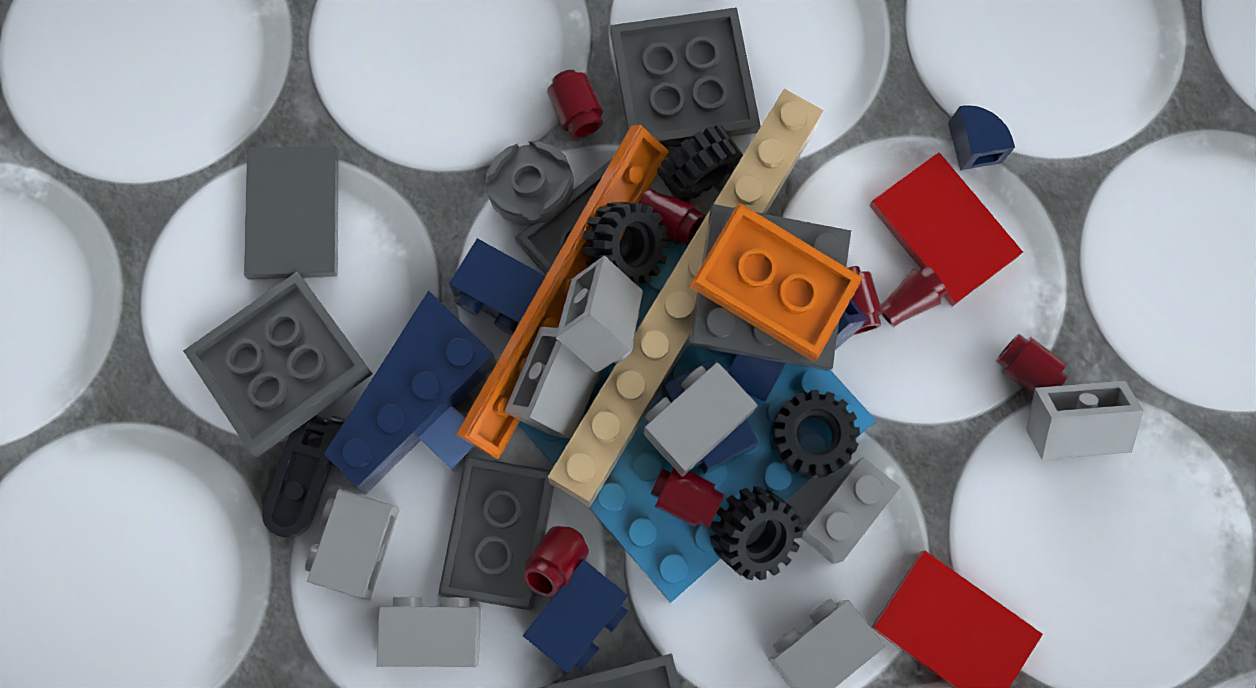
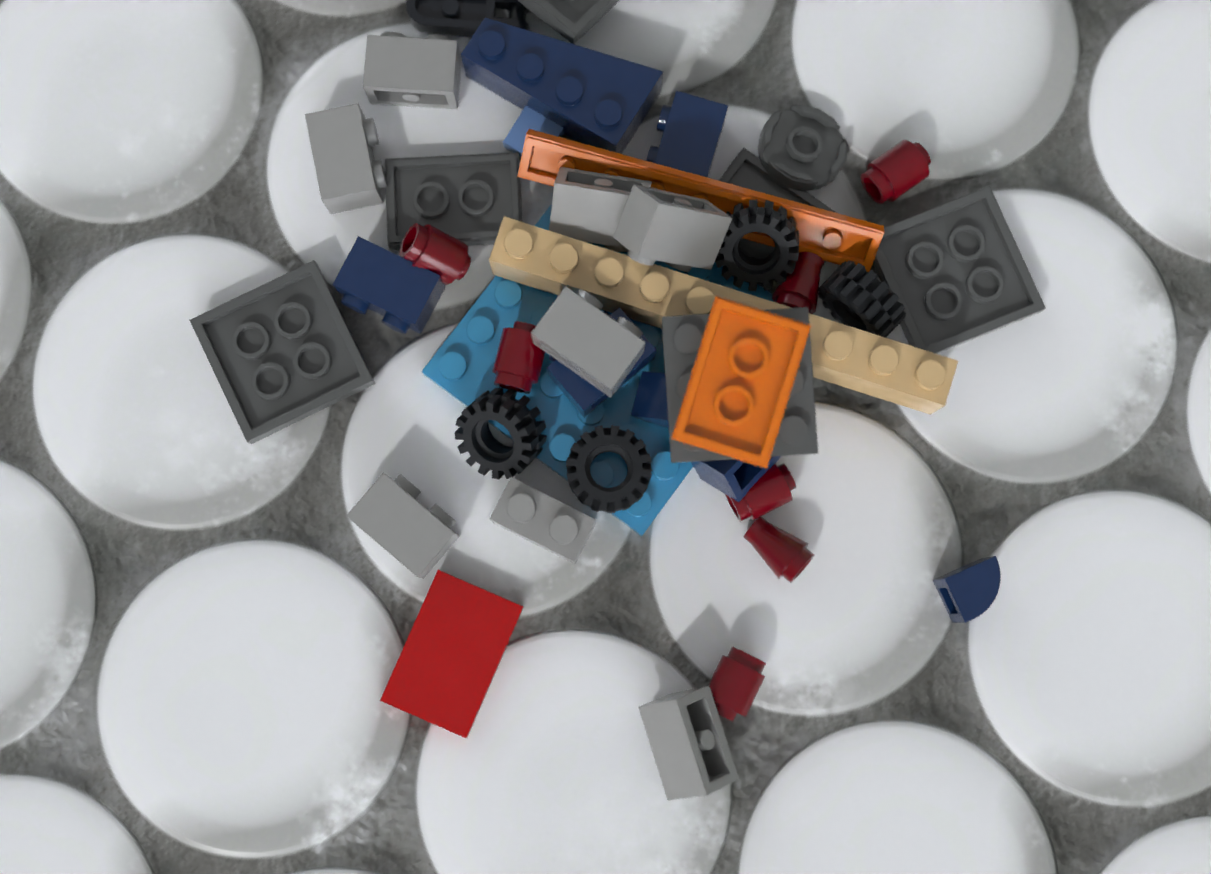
camera: 80 degrees right, 5 degrees up
(946, 227) = (862, 573): red tile -> none

